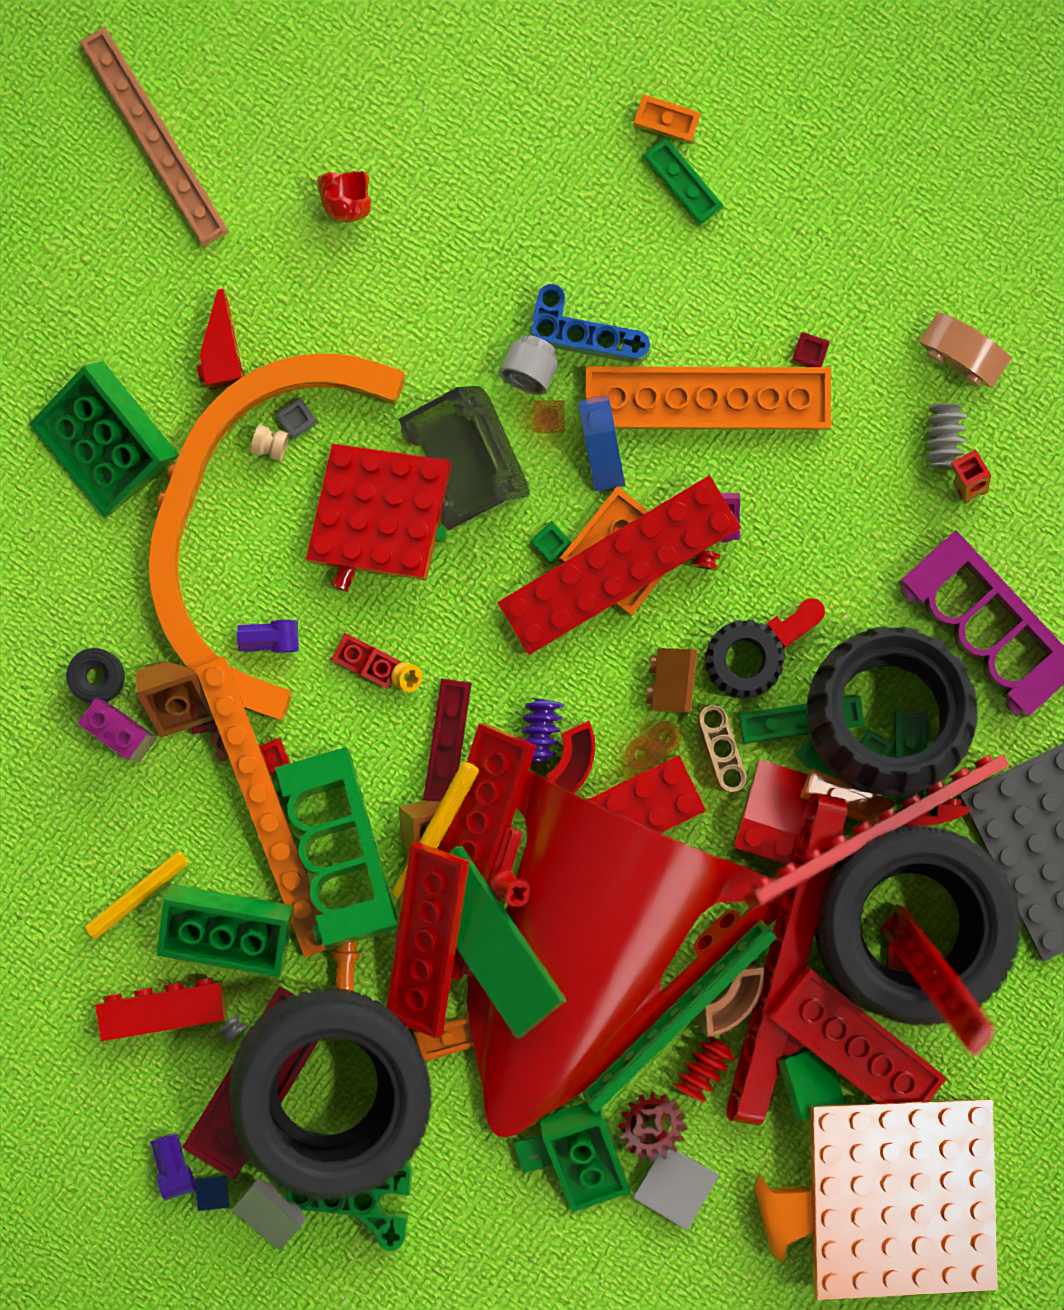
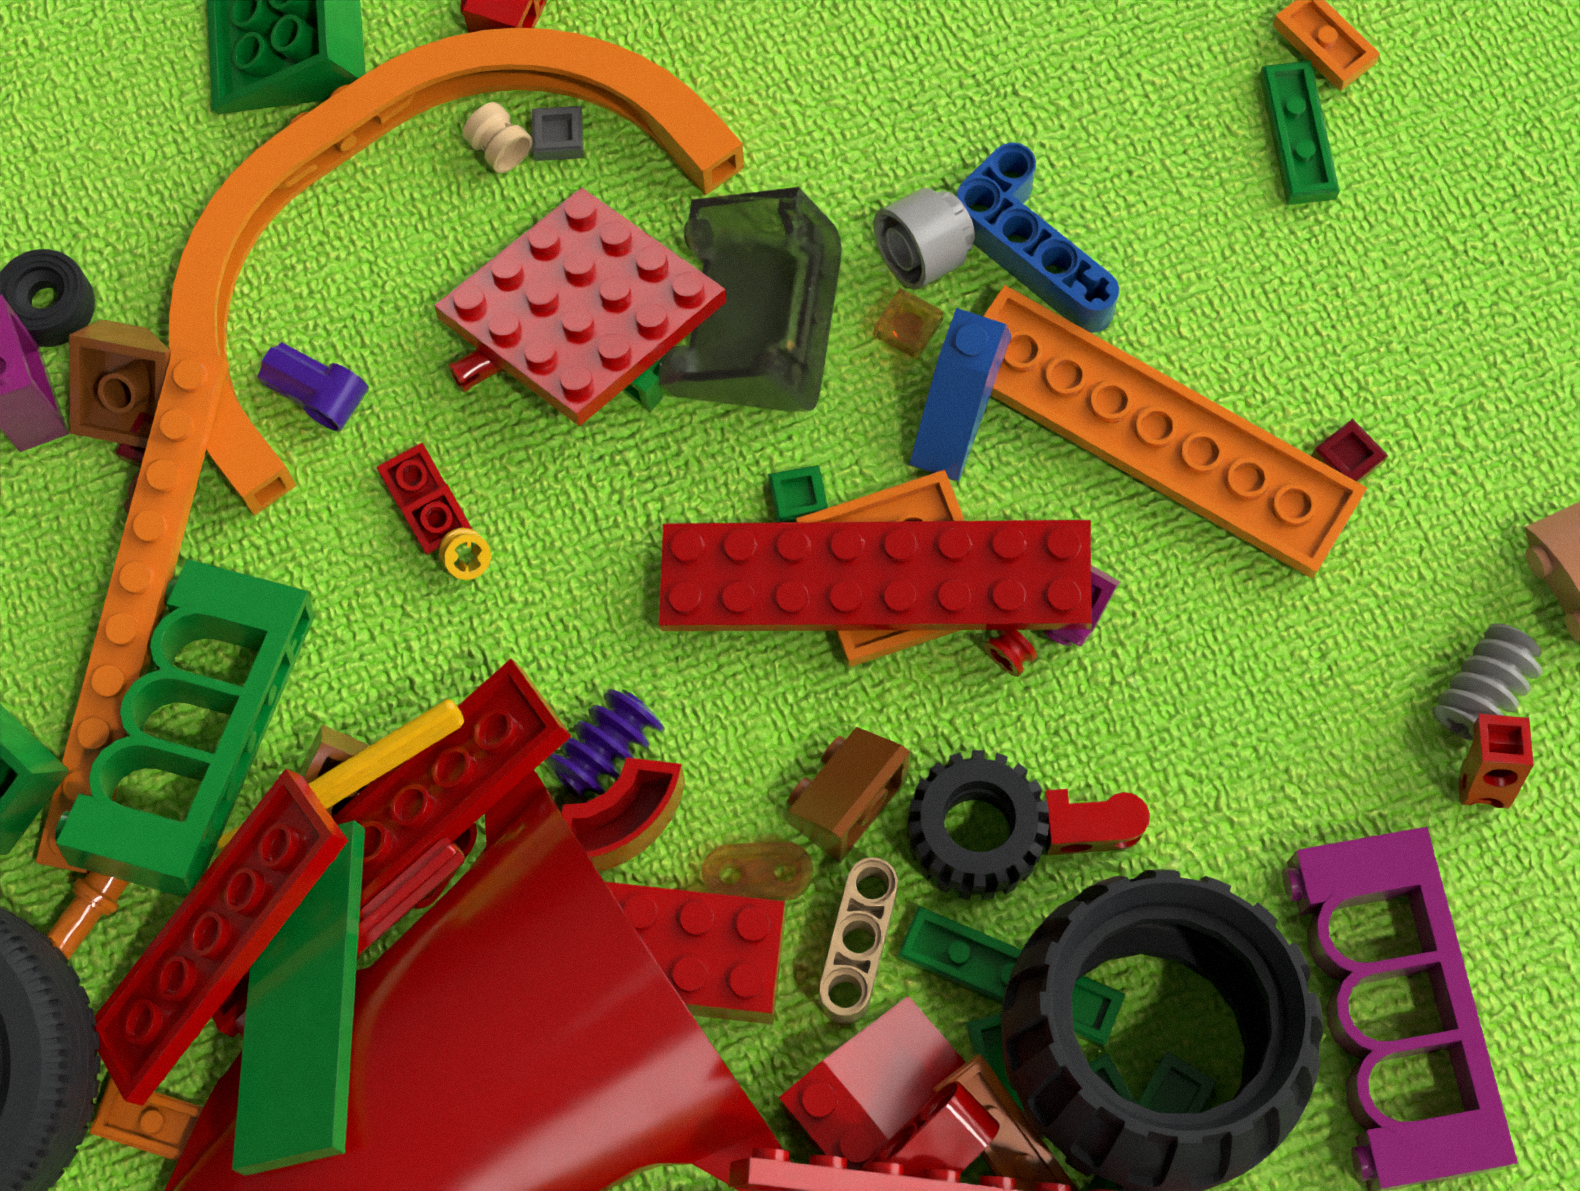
camera: 30 degrees right, 15 degrees down
(274, 755) = (204, 546): red tile -> none
(447, 737) = (501, 635): dark red tile -> none
(507, 886) = (391, 946): red bush -> none

